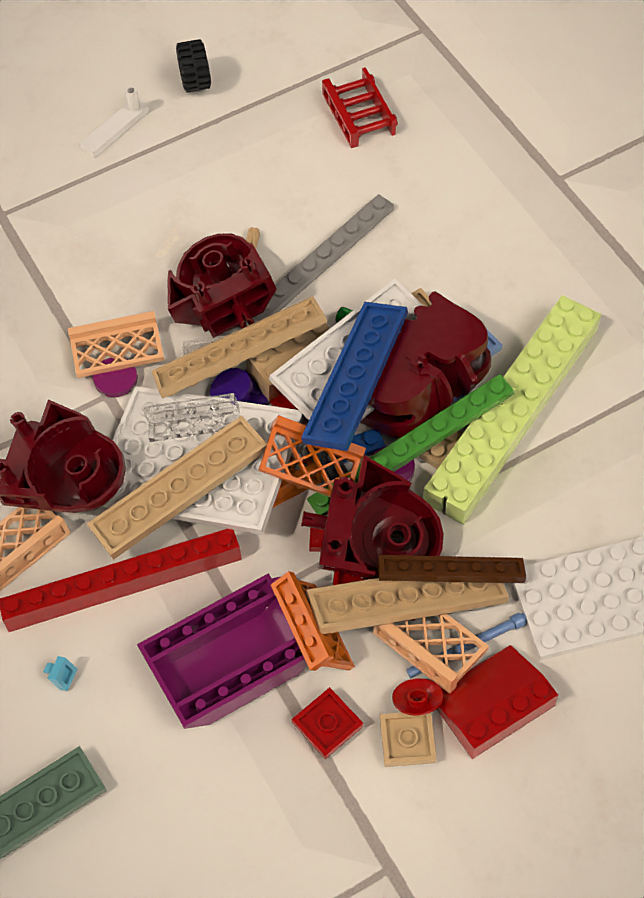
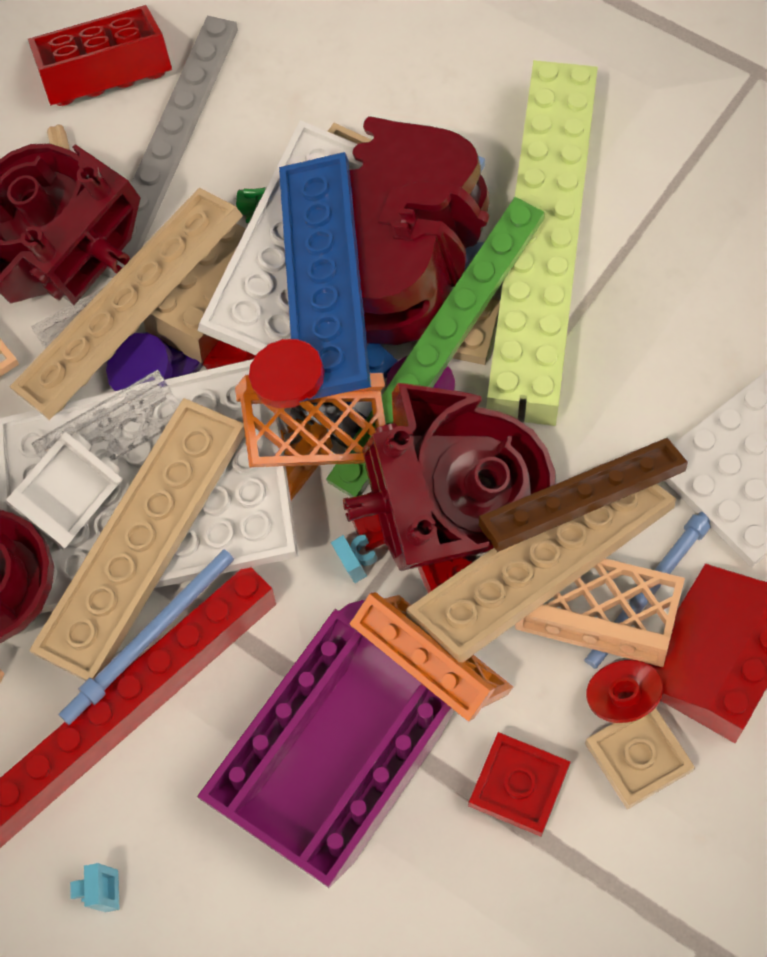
camera: 25 degrees left, 5 degrees up
(108, 560) = (93, 689): none -> medium blue bar
(149, 441) = (65, 489): none -> white panel
(296, 548) = (351, 558): none -> medium azure tile
(301, 195) = (100, 55): none -> red slope
(301, 423) = (286, 373): none -> red tile

